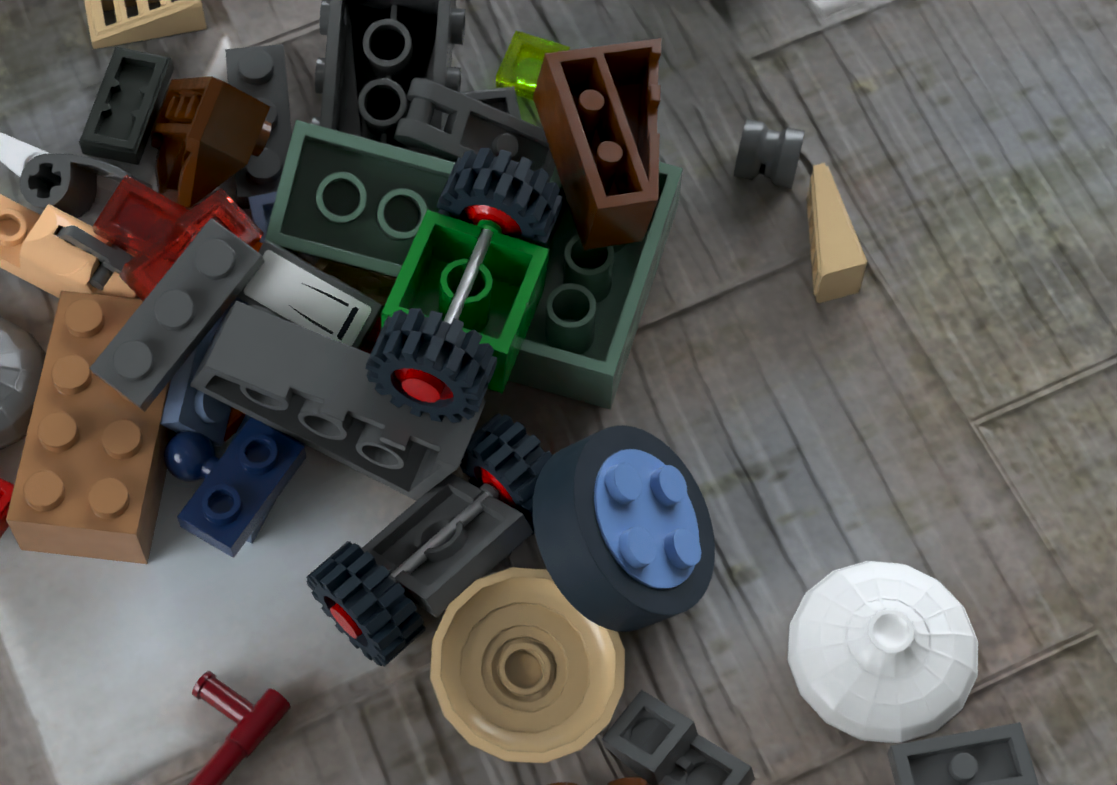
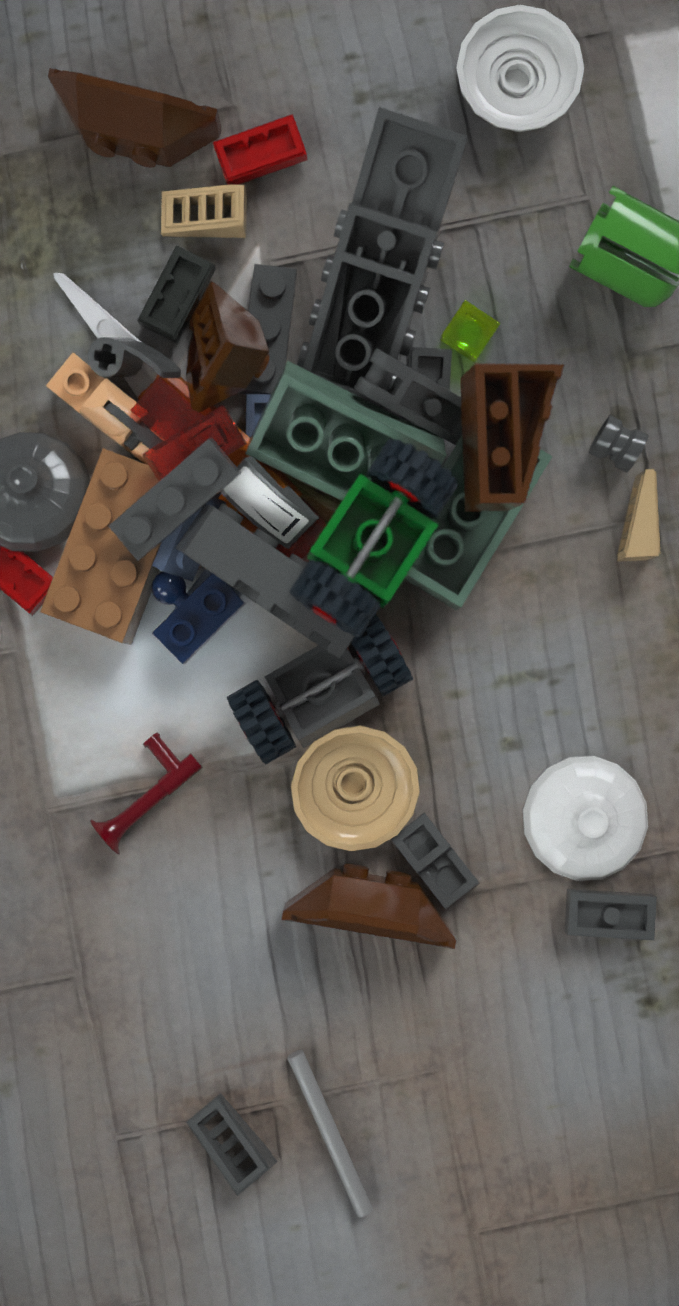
camera: 15 degrees right, 25 degrees up
(623, 529) = (439, 718): black wheel -> none

